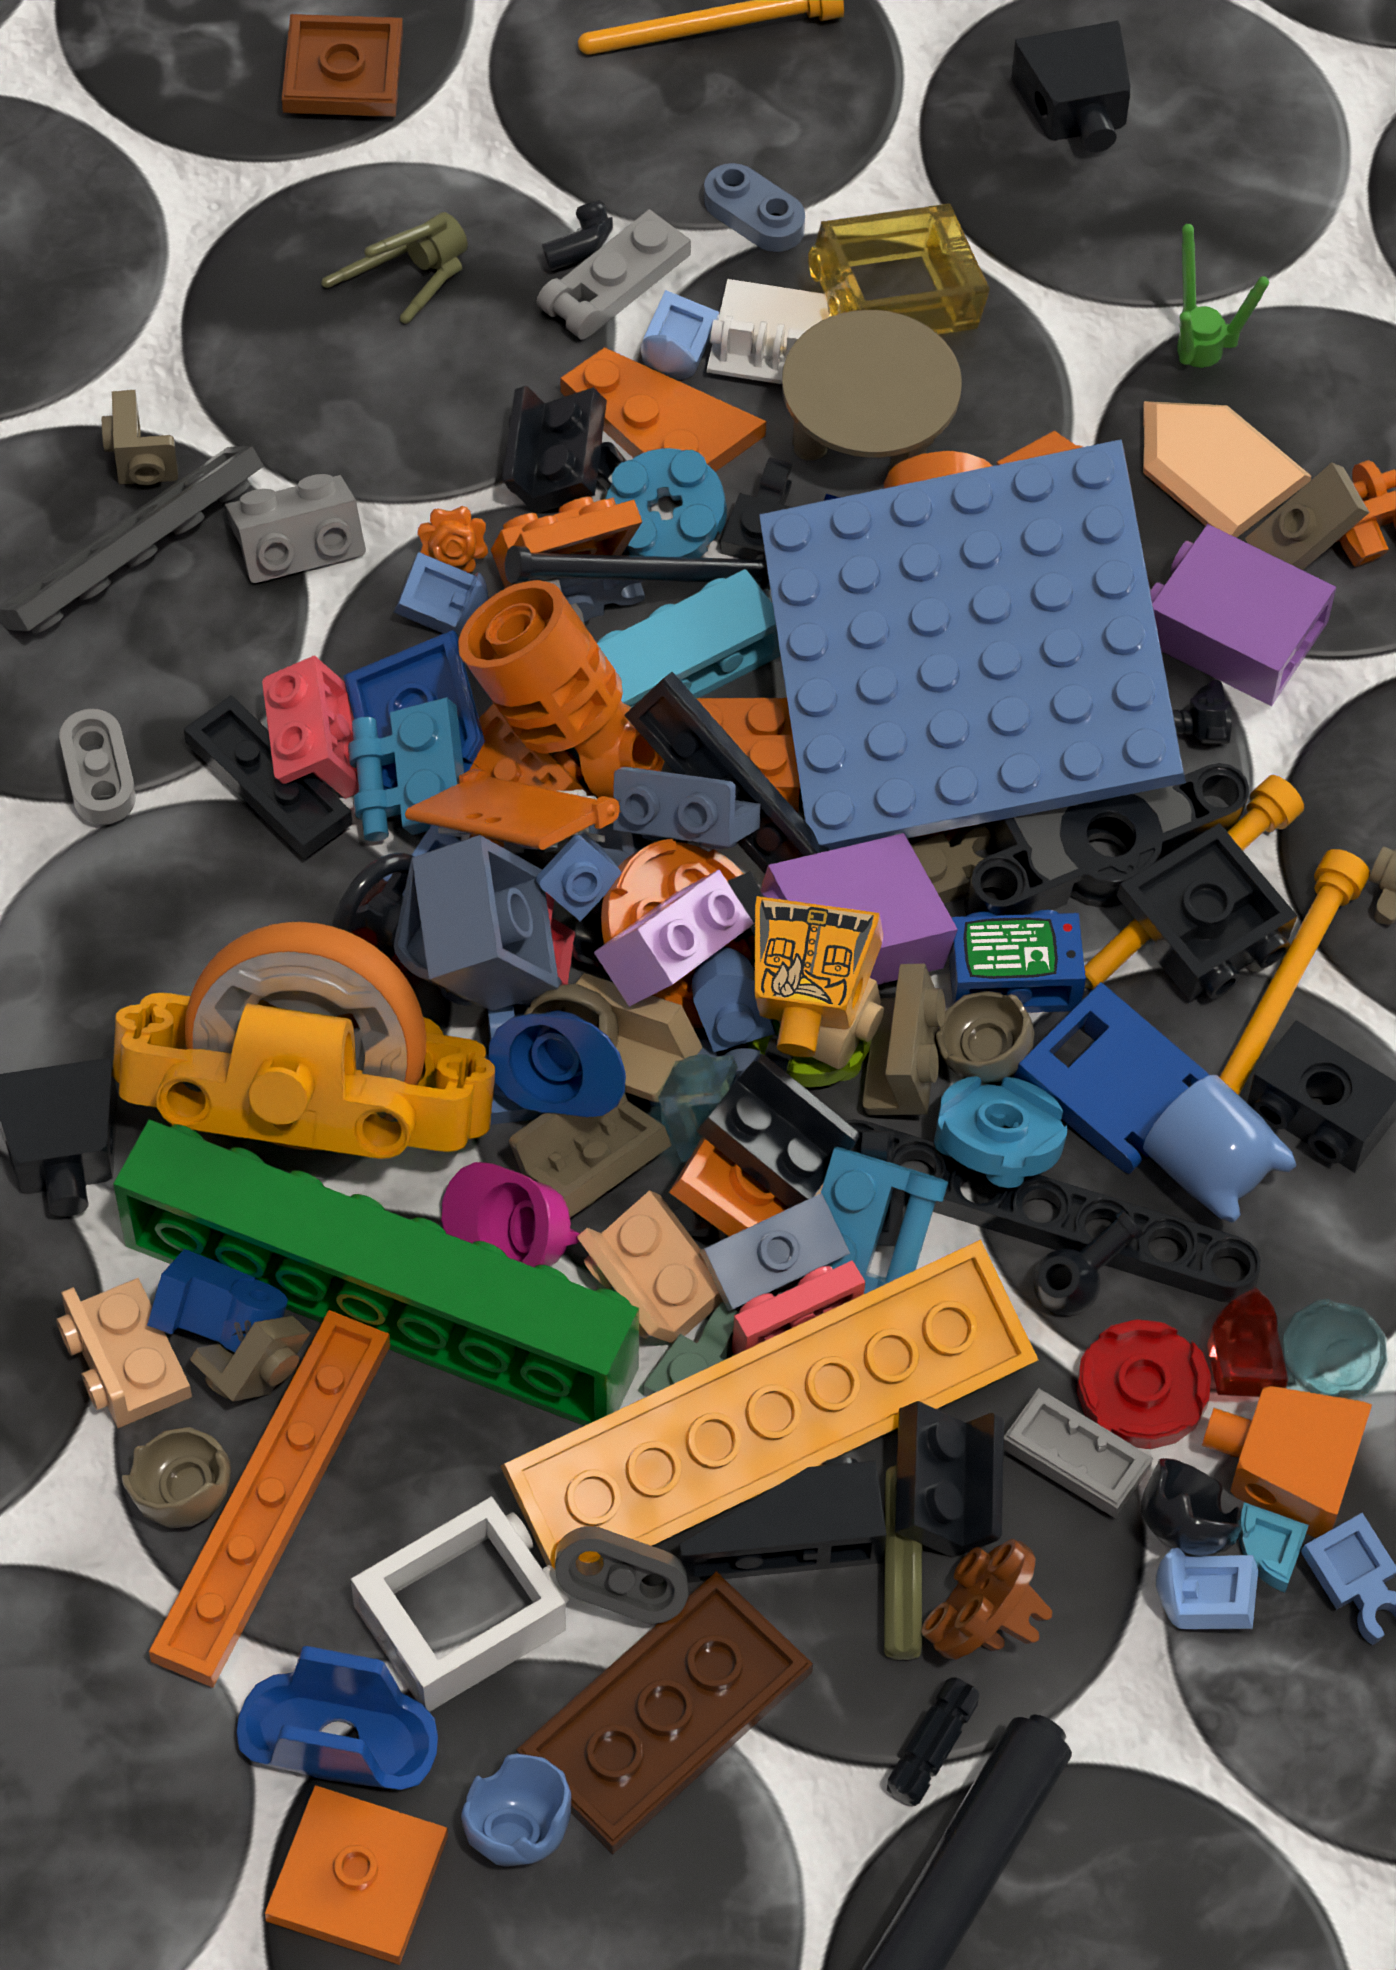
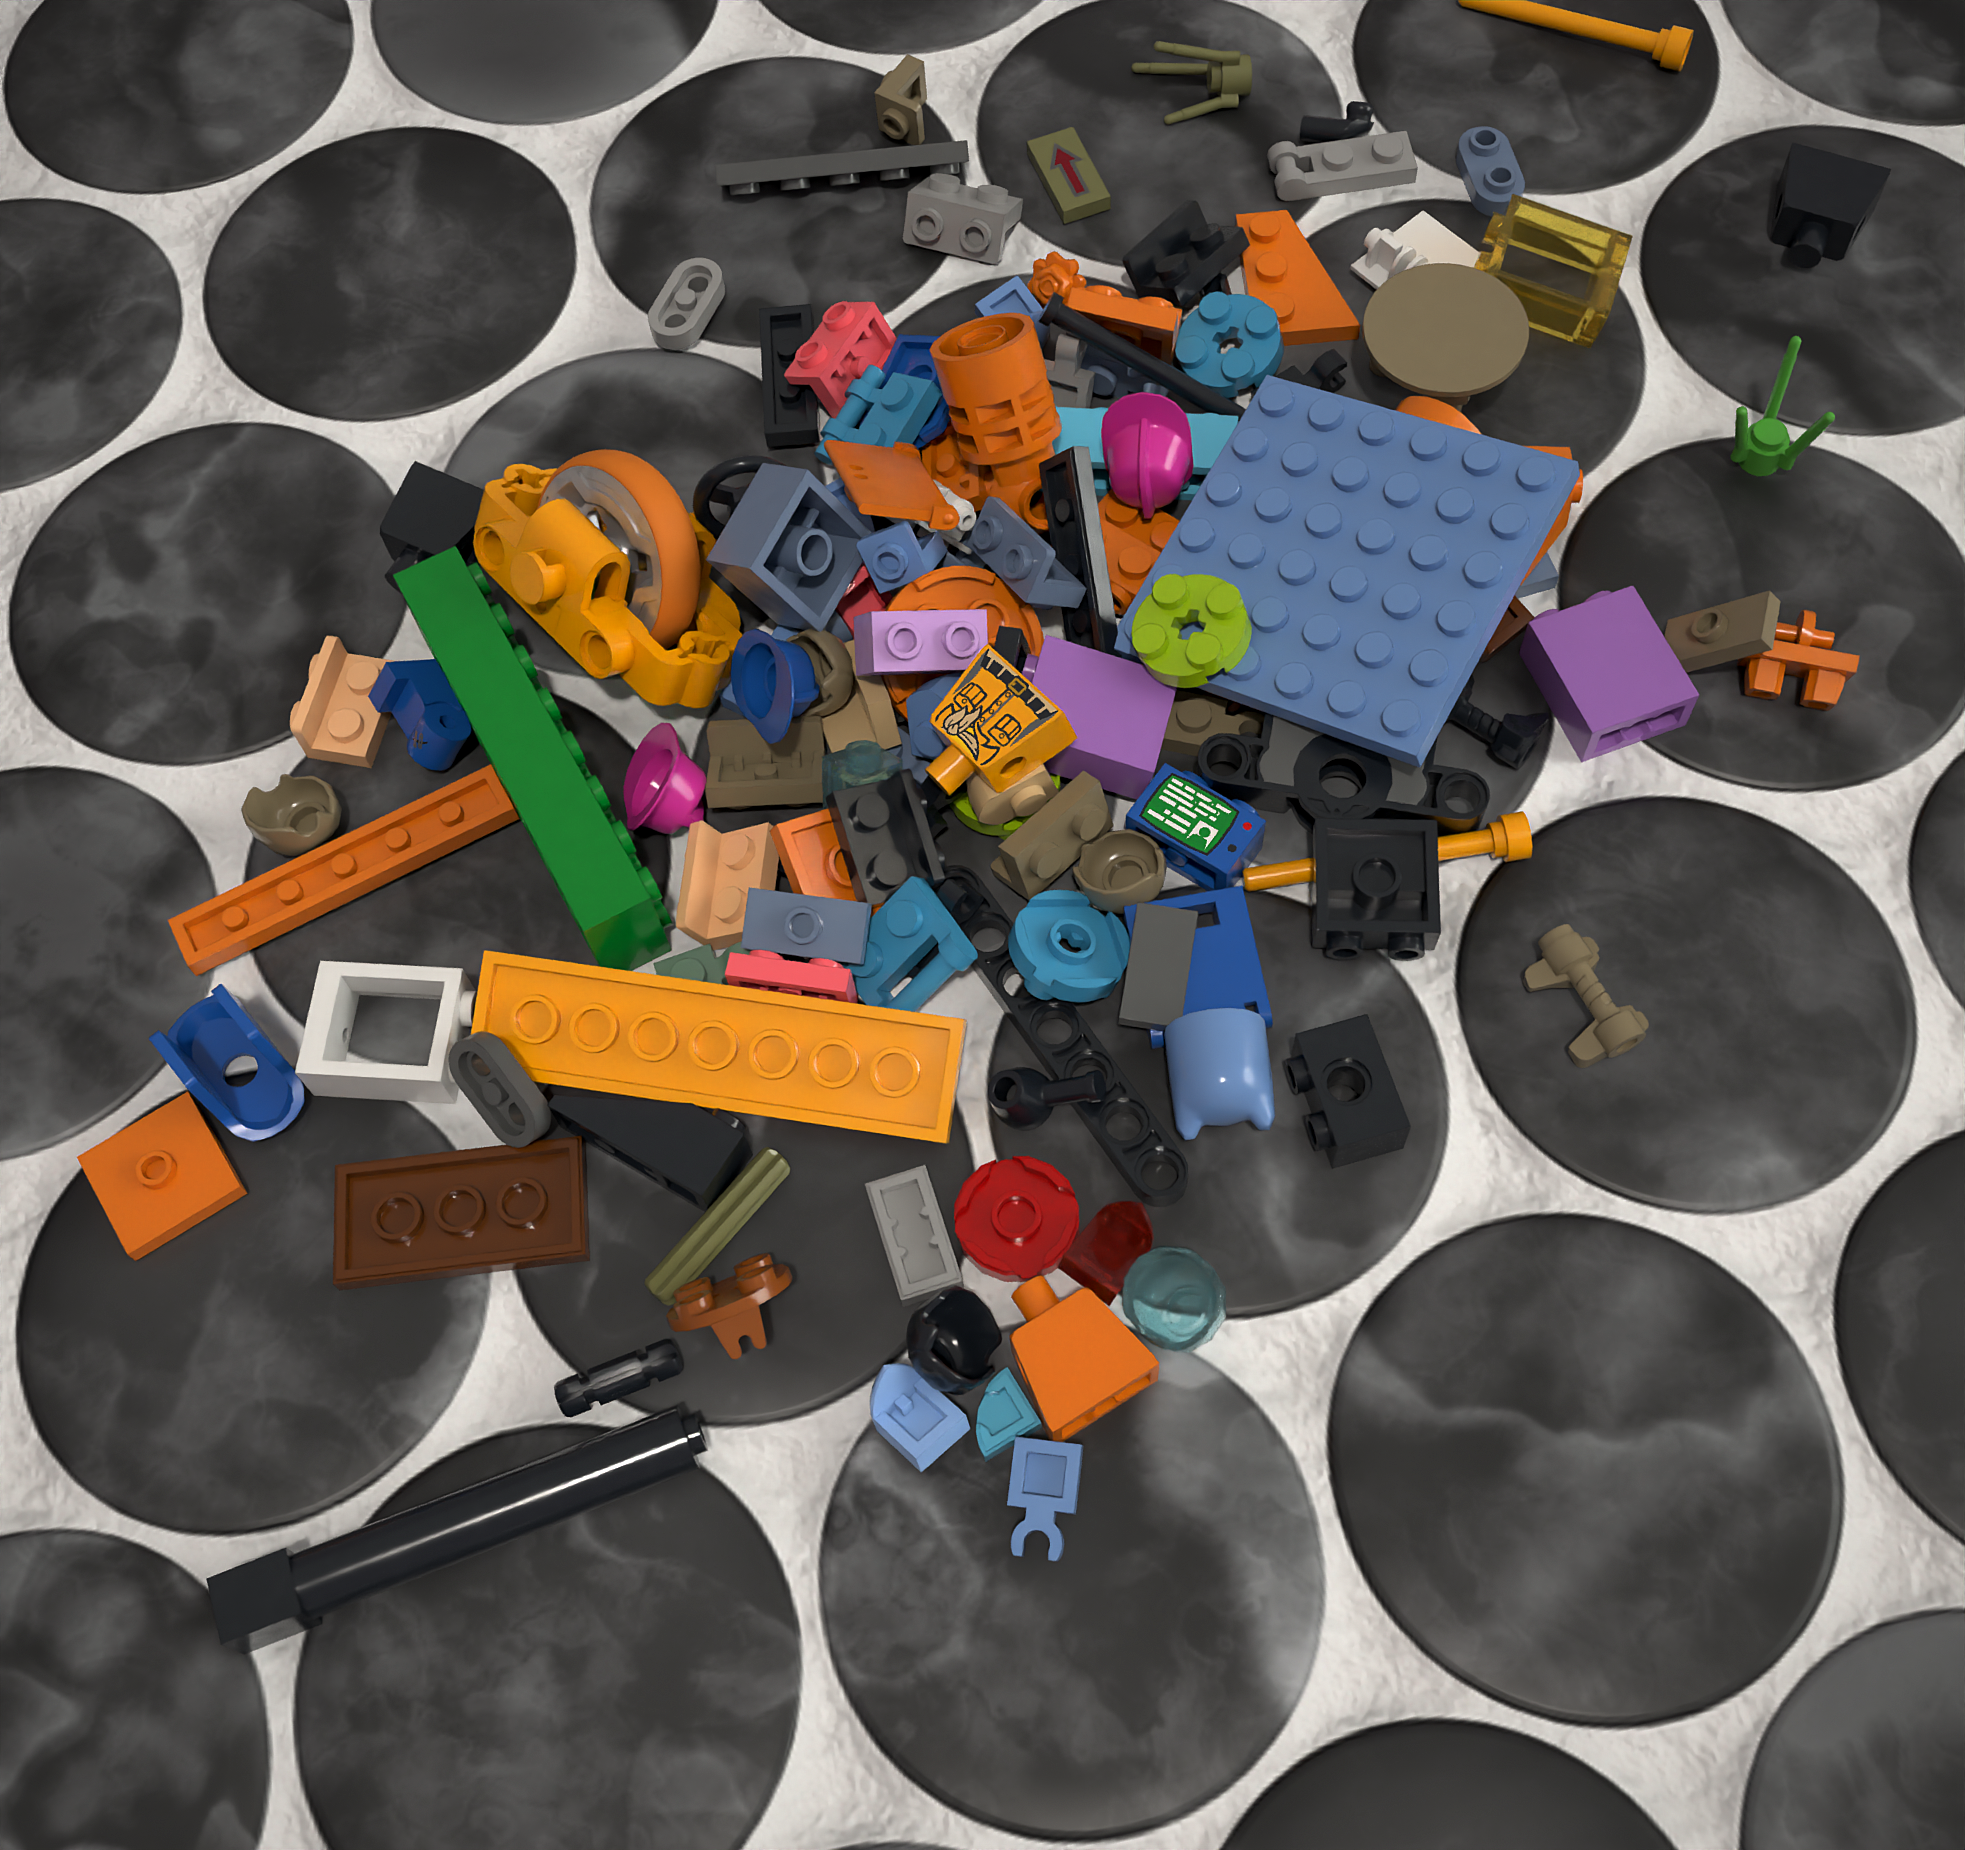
camera: 45 degrees right, 5 degrees up
(260, 1362) = (410, 764): dark tan bracket -> none
(360, 426) = (1068, 175): none -> olive tile
(518, 1811) = (284, 1211): medium blue hair -> none
(677, 336) = (1340, 231): light blue plate -> none
(707, 647) = (1147, 450): none -> dark pink piece
(887, 748) = (1185, 600): none -> lime plate
(949, 1479) = (795, 1185): black bracket -> none
(1093, 1094) = (1158, 966): none -> dark grey tile
(1216, 464) = (1692, 550): light nougat tile -> none
(1338, 880) = (1511, 929): light orange piece -> none

